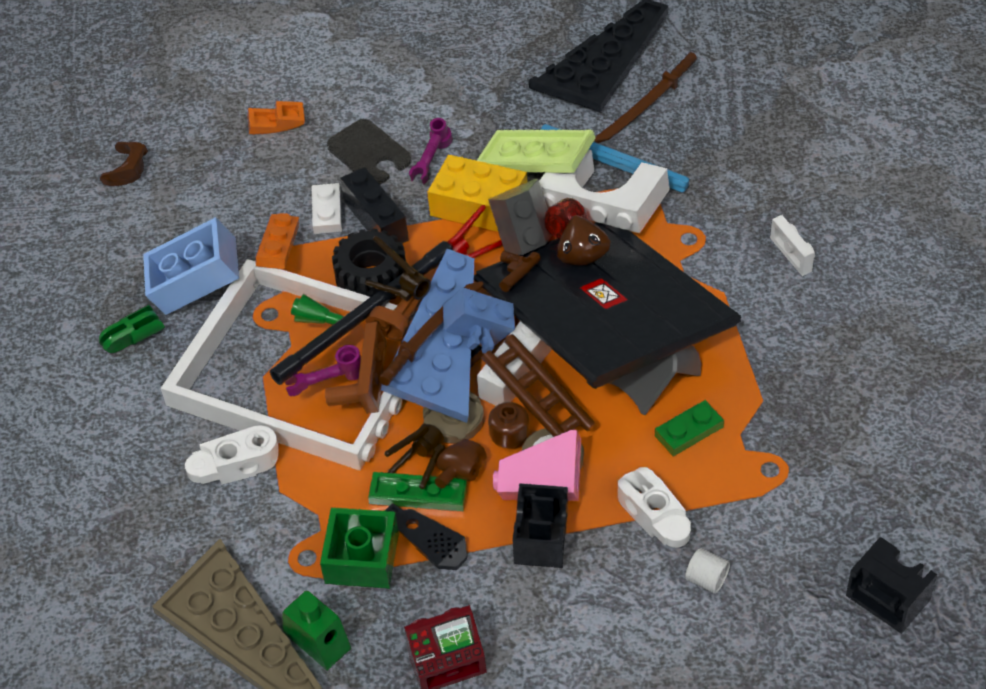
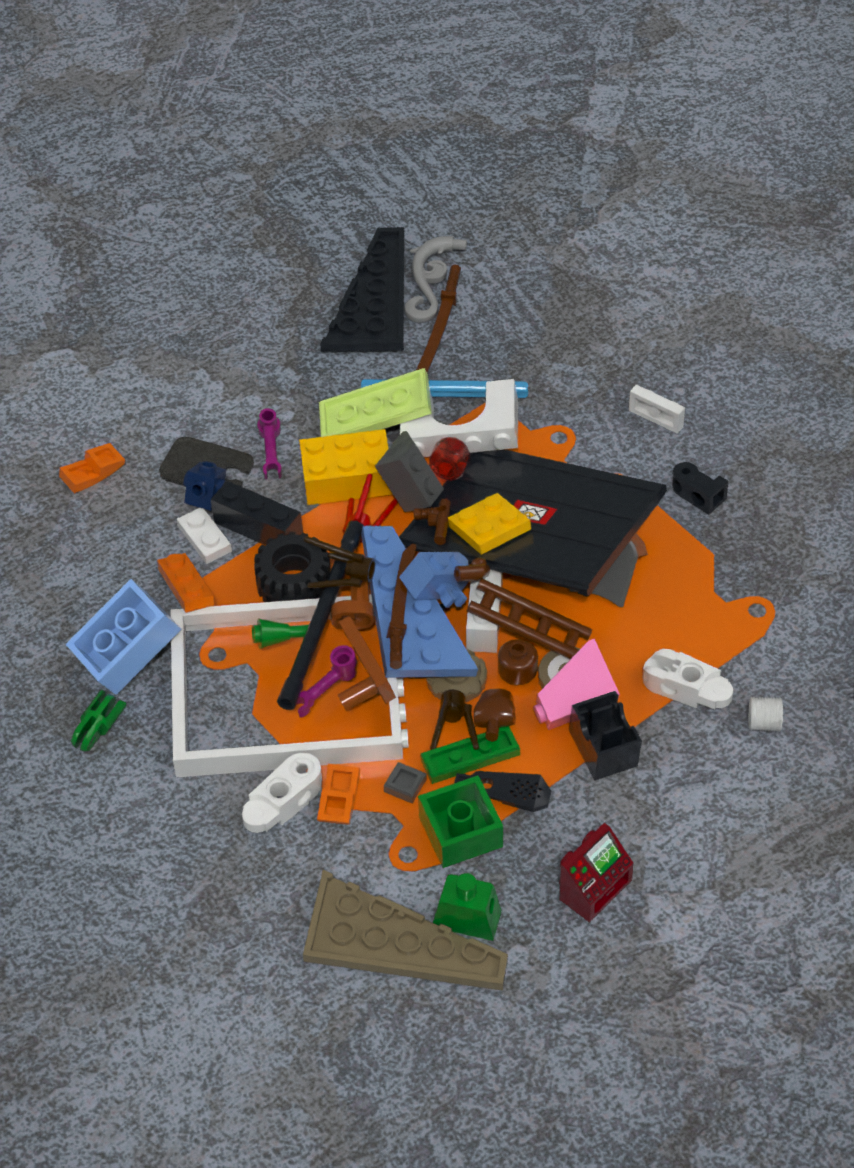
camera: 30 degrees left, 0 degrees up
(285, 476) = (338, 794): none -> orange slope
(345, 491) = (405, 782): none -> dark grey tile
(346, 160) = (203, 483): none -> dark blue brick
(515, 326) = (475, 571): none -> reddish brown arm
(556, 288) = (489, 523): none -> yellow plate
(582, 242) = (485, 473): reddish brown piece -> none
(674, 56) = (436, 275): none -> light grey plant
(689, 428) = (669, 602): green plate -> none
(784, 333) = (699, 488): none -> black leg

